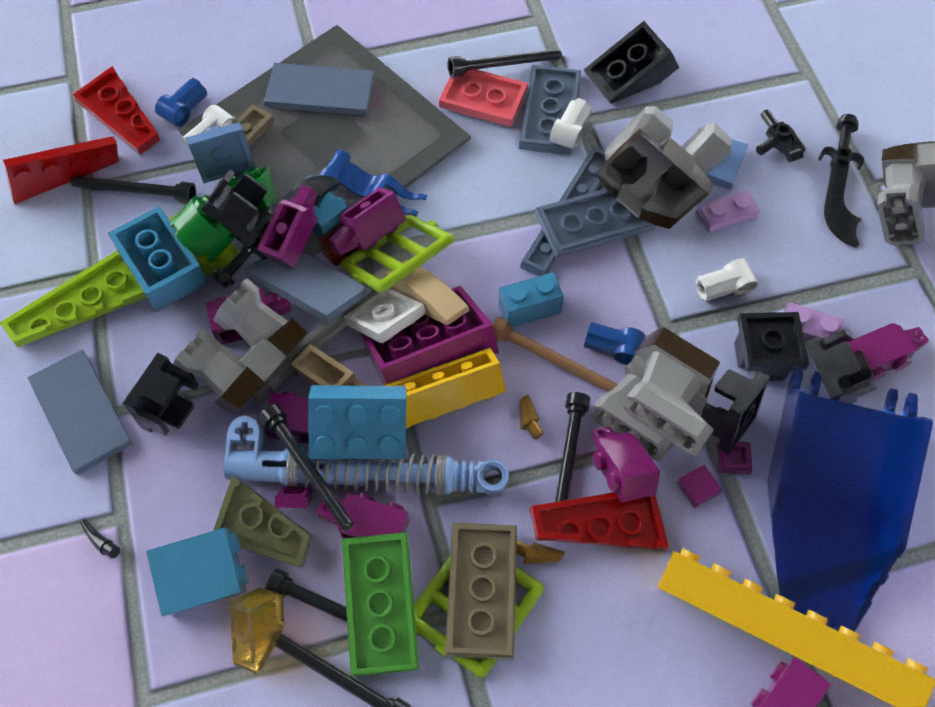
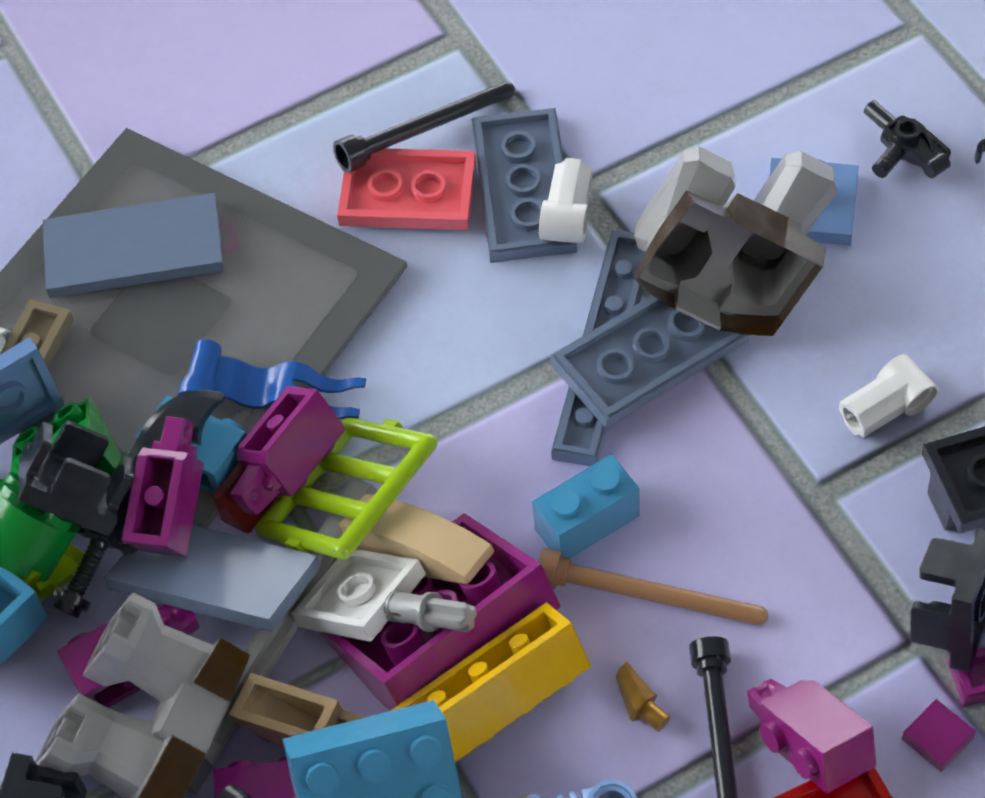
camera: 10 degrees left, 5 degrees down
(419, 335) = (429, 611): none -> light grey axle
(614, 342) = (756, 542): blue piece -> none
(632, 64) = (635, 80): black slope -> none
(662, 396) = (840, 608): light grey piece -> none
(728, 210) = (857, 281): lavender plate -> none

